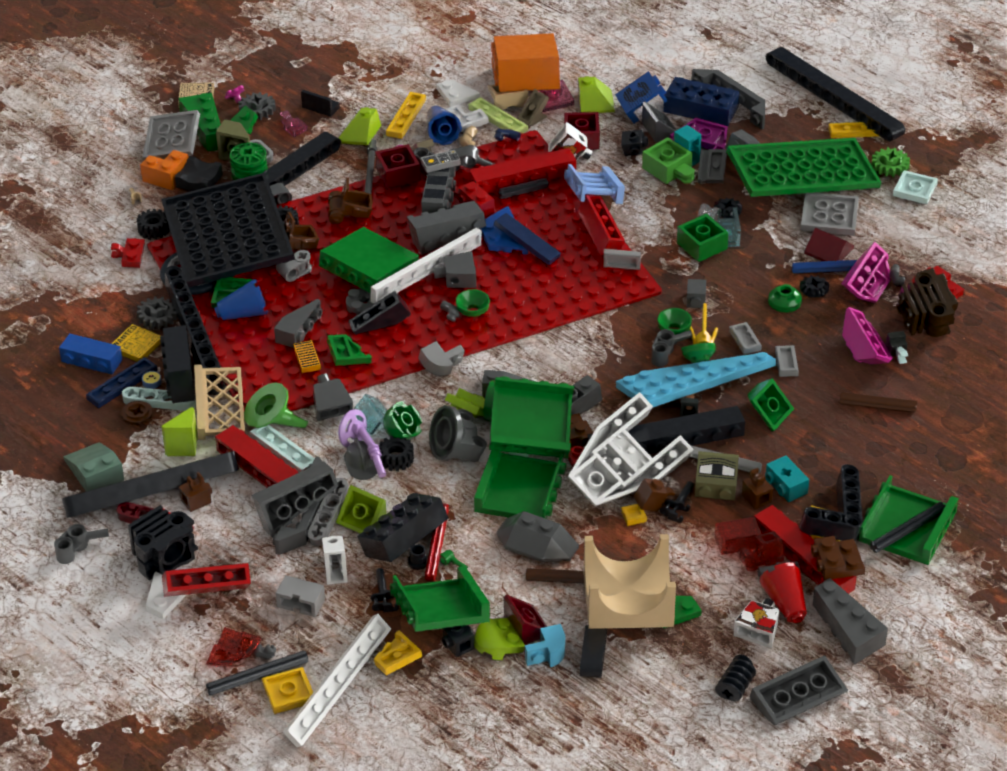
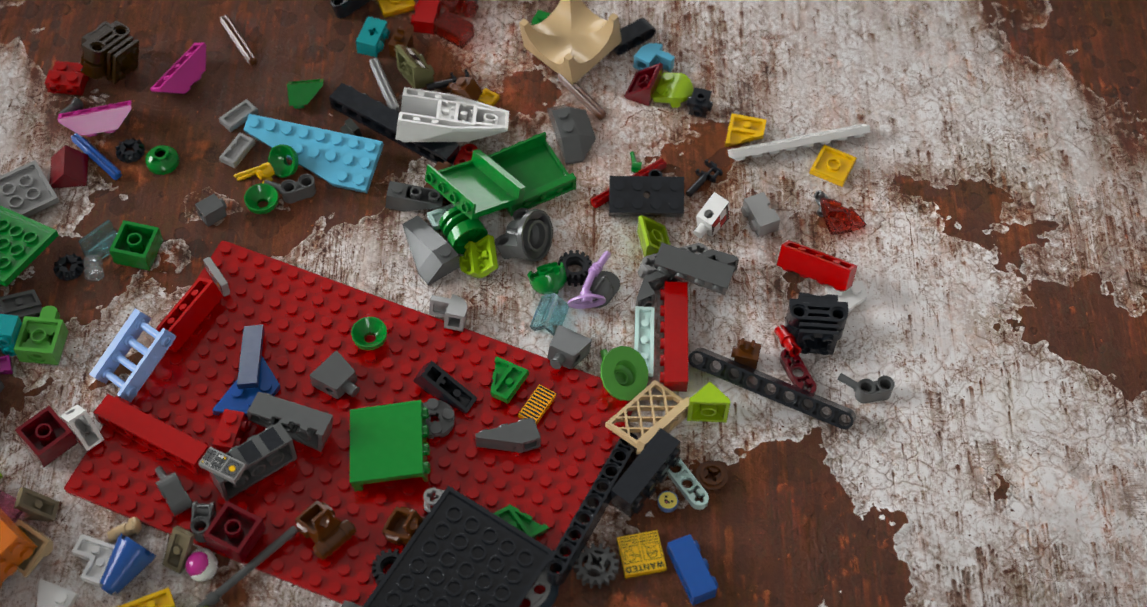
camera: 135 degrees left, 15 degrees up
(95, 466) = (793, 450): sand green slope -> none
(115, 385) = (692, 522): dark blue tile -> none
(242, 303) = (530, 493): blue cone -> none
(257, 672) = (841, 190): black axle -> none
(424, 266) = (360, 397): white plate -> none
(442, 602) = (687, 123): green panel -> none
(452, 310) = (391, 342): dark grey arm -> none
(497, 116) = (66, 537): yellowish green tile -> none
(500, 133) = (98, 496): dark blue arm -> none
(523, 188) = (177, 421): black axle -> none
(633, 142) = (31, 385): black brick -> none
(897, 345) = (164, 61): pearl dark grey piece -> none

